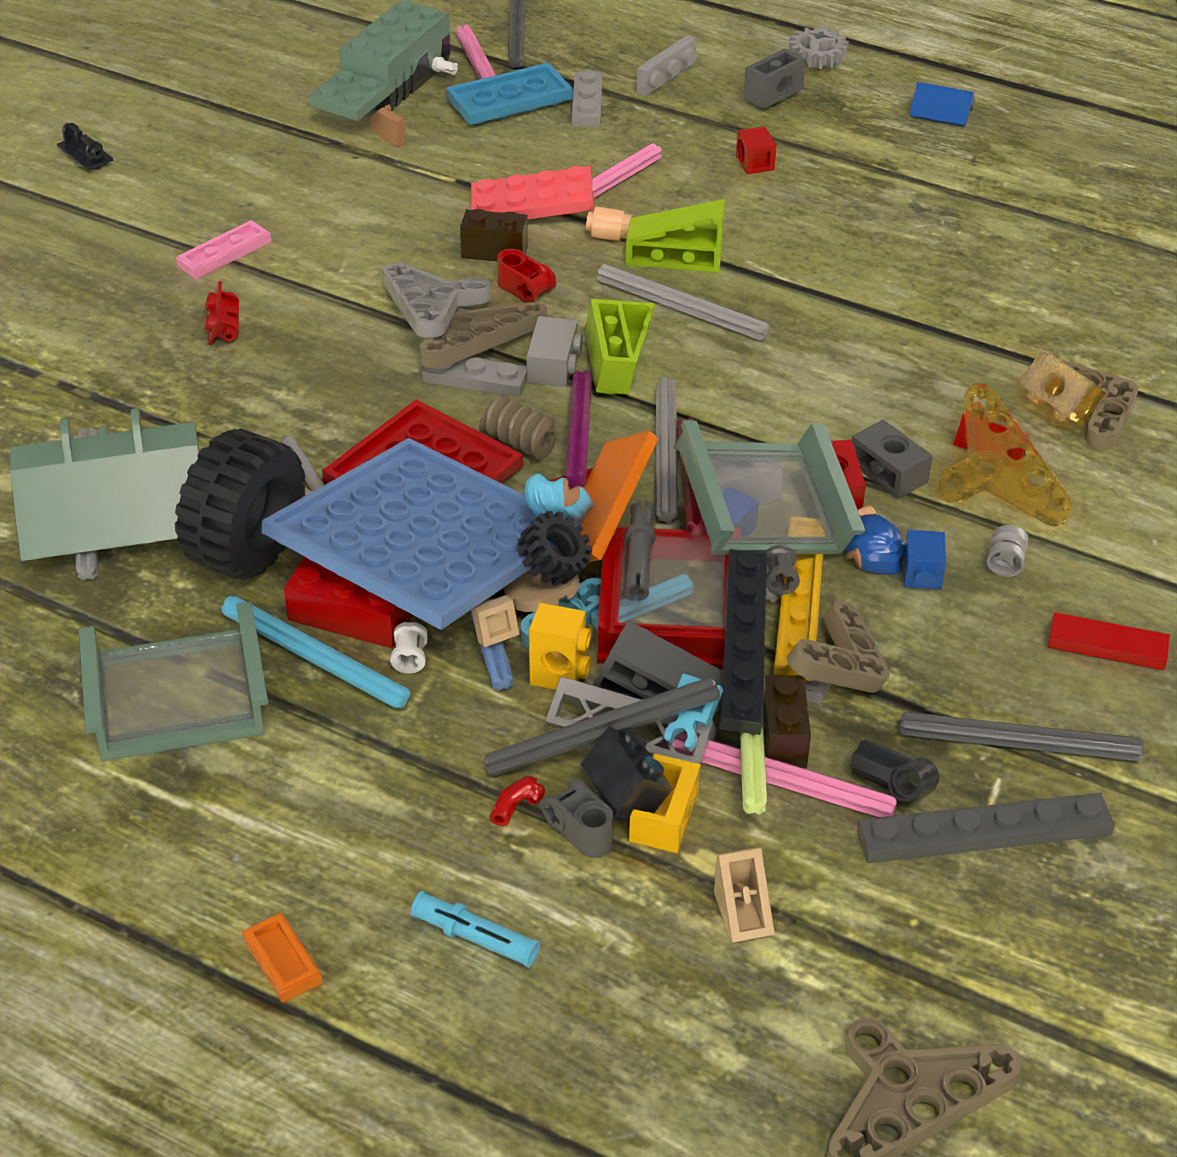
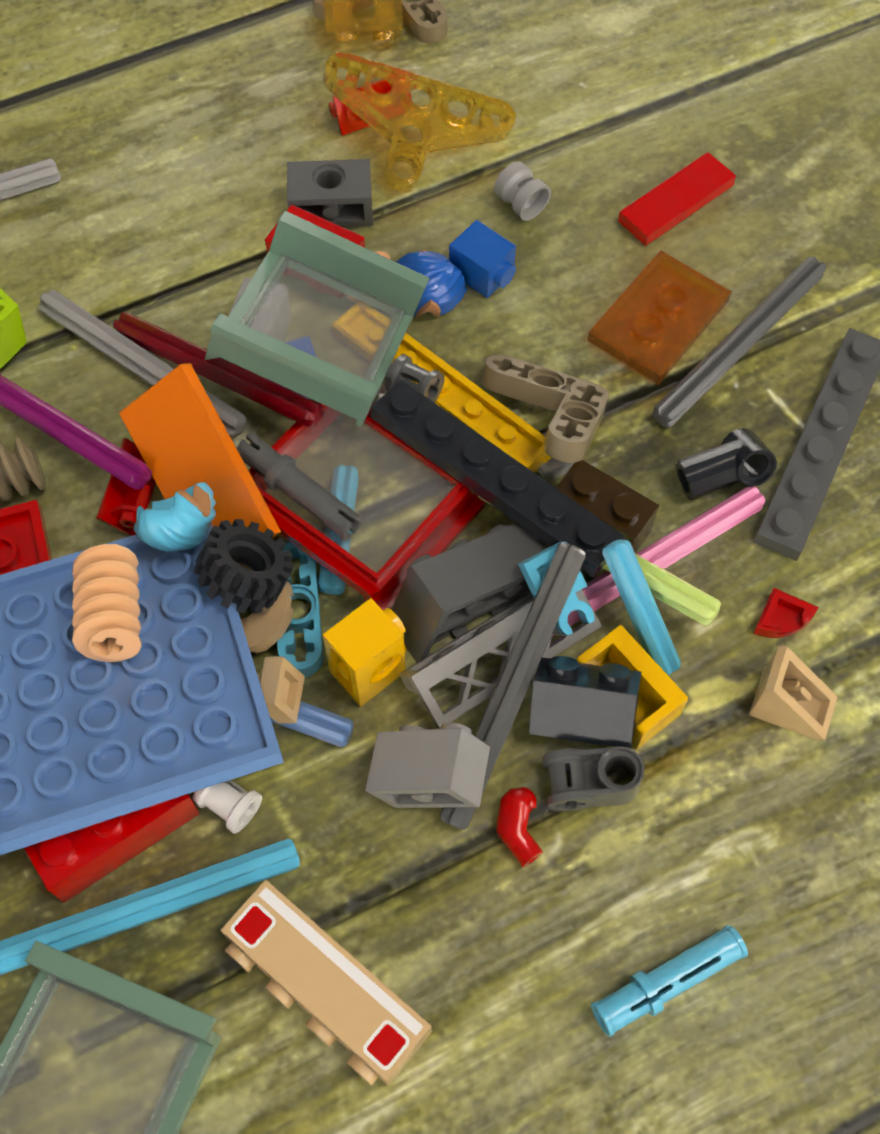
camera: 55 degrees left, 20 degrees up
(331, 755) = (327, 983): none -> tan brick
(469, 497) = (106, 603): none -> light nougat piece
(508, 718) = (428, 767): none -> light grey brick
(723, 769) = (641, 604): none -> medium azure axle
(809, 871) = (784, 615): none -> red tile
(991, 683) = (659, 316): none -> clear orange tile

